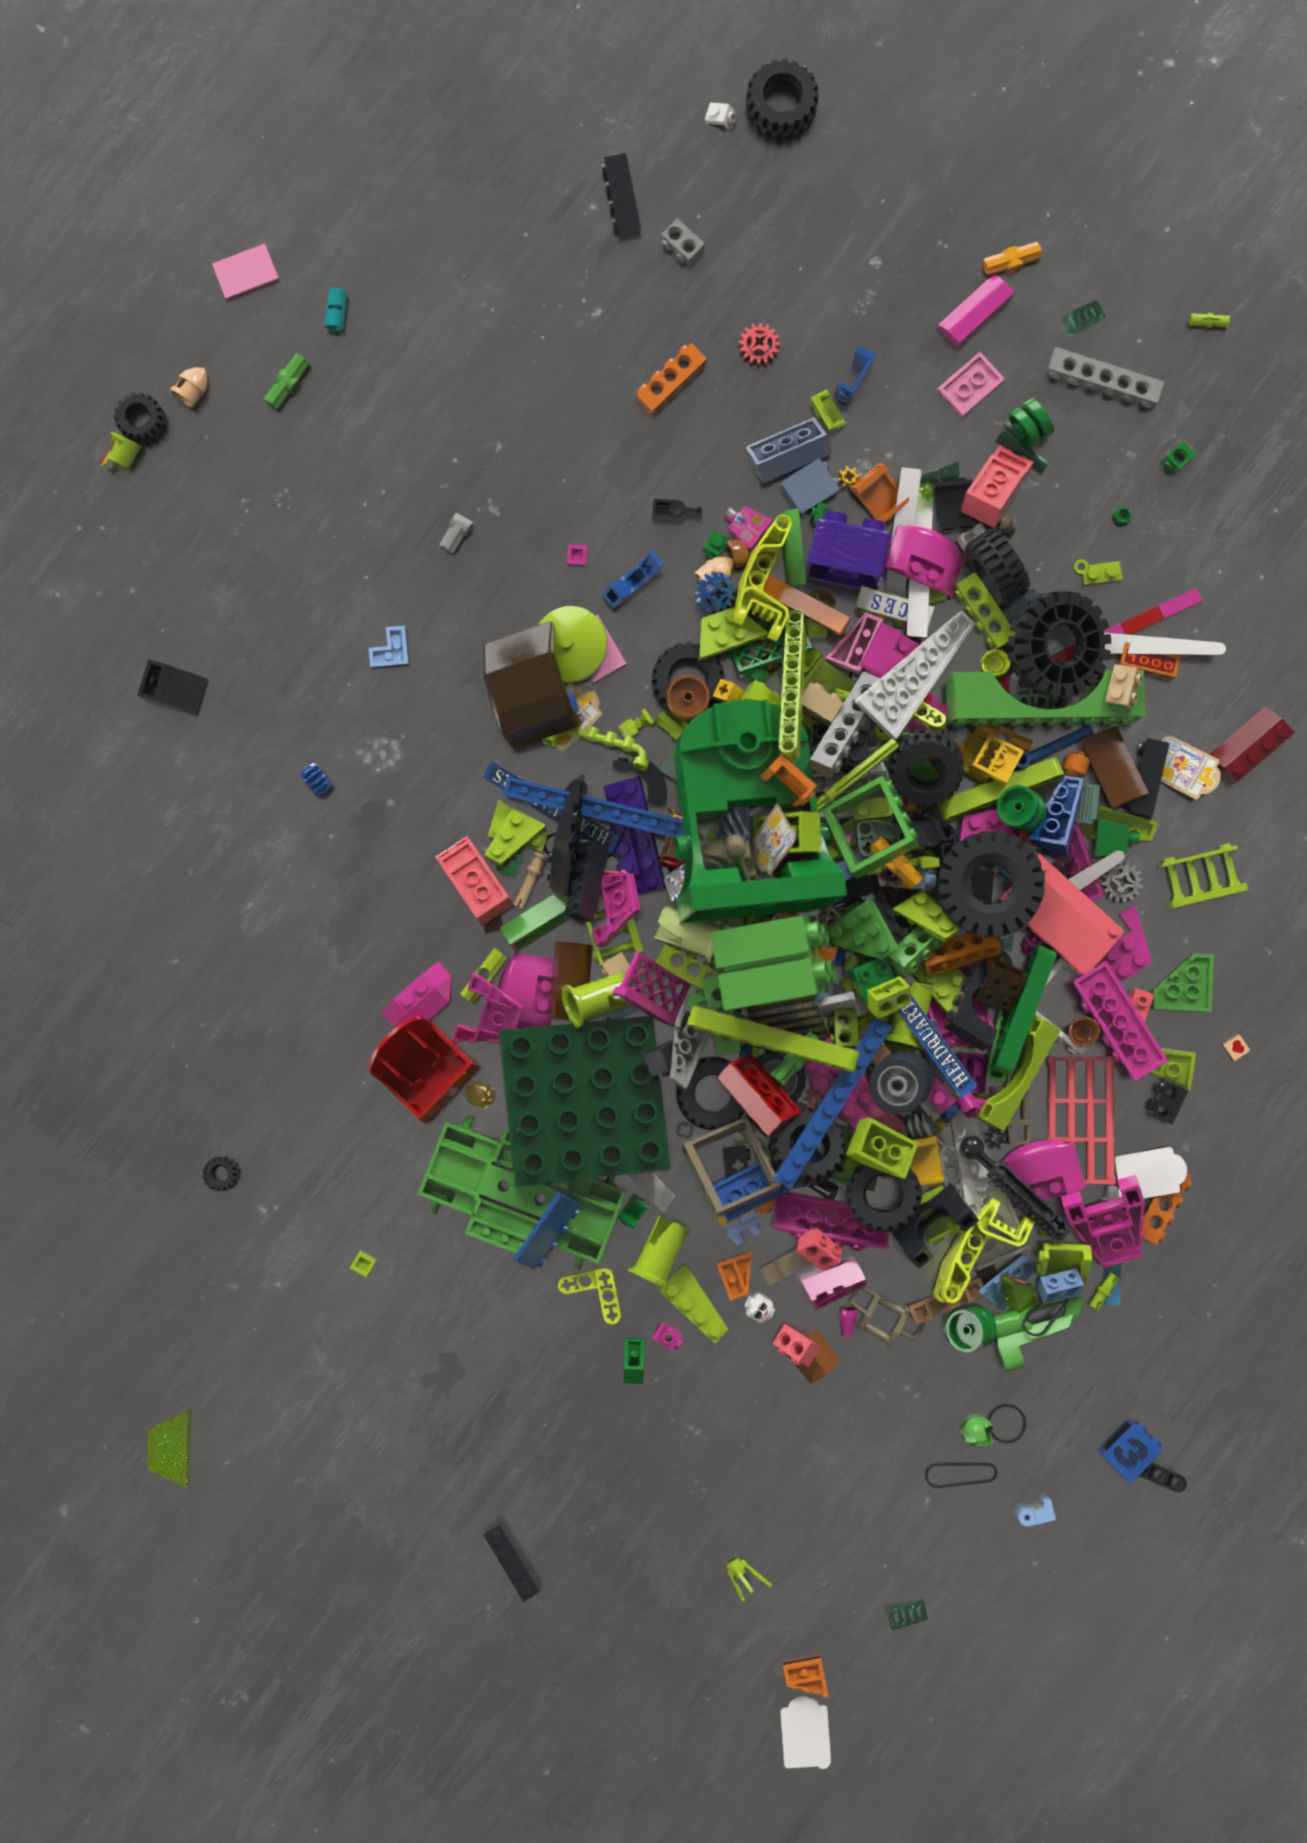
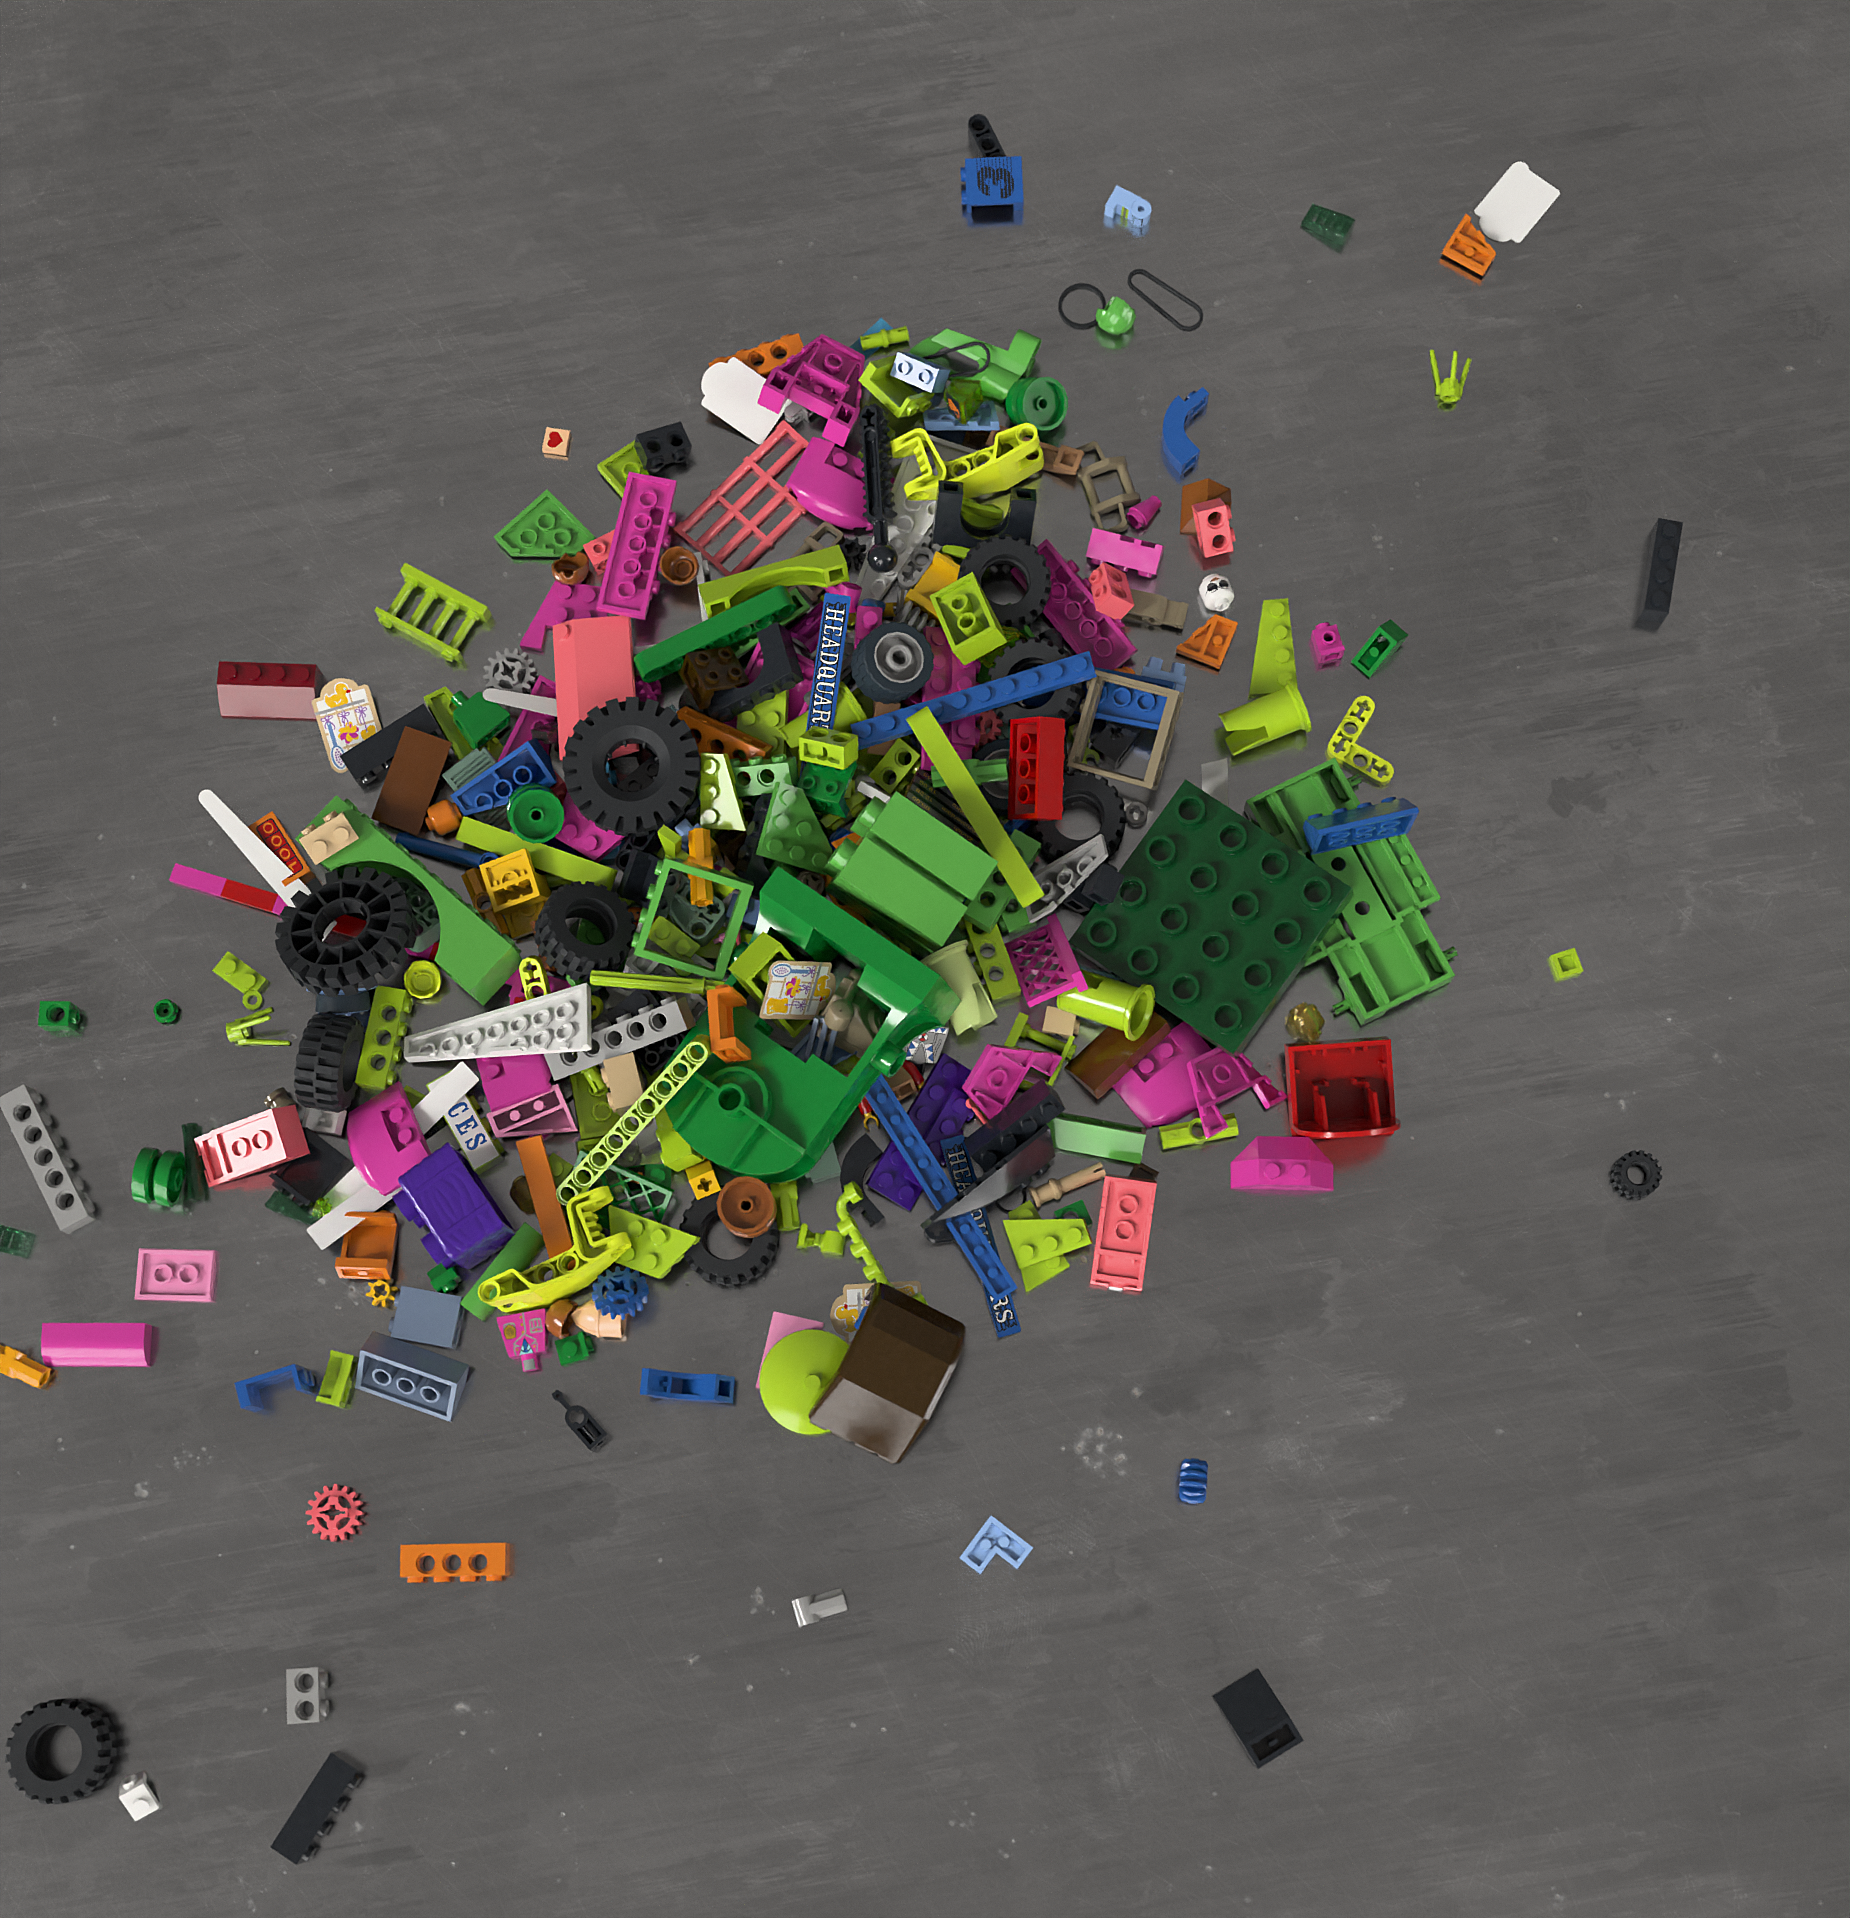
camera: 135 degrees left, 10 degrees down
(577, 555) = (719, 1468): dark pink tile -> none
(633, 1211) = (1255, 781): green bracket -> none
(864, 1380) = (1176, 445): none -> blue arch
(1070, 544) = (240, 1029): none -> lime plant
(1148, 976) = (570, 569): none -> dark orange hair

